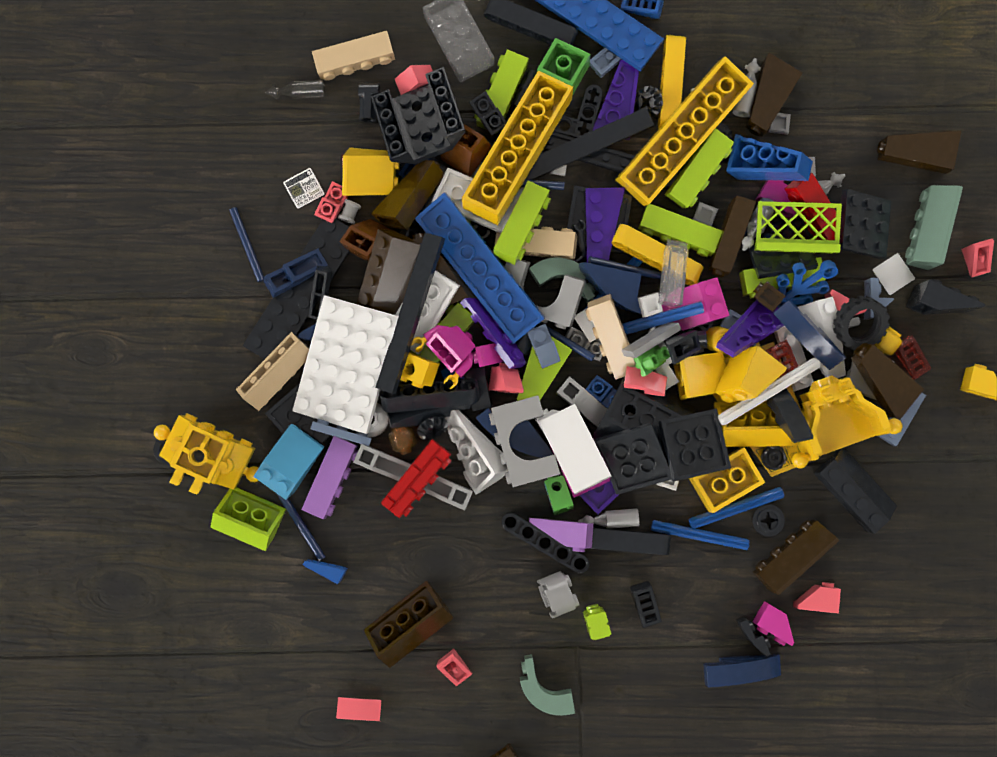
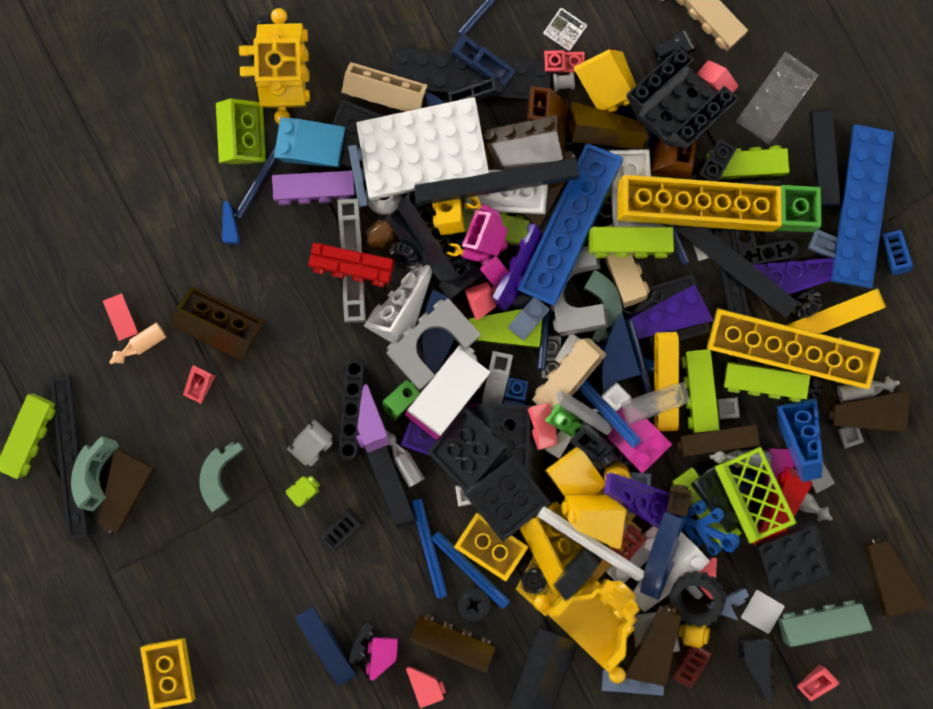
camera: 60 degrees right, 0 degrees up
(391, 702) = (140, 343): none -> light nougat wheel

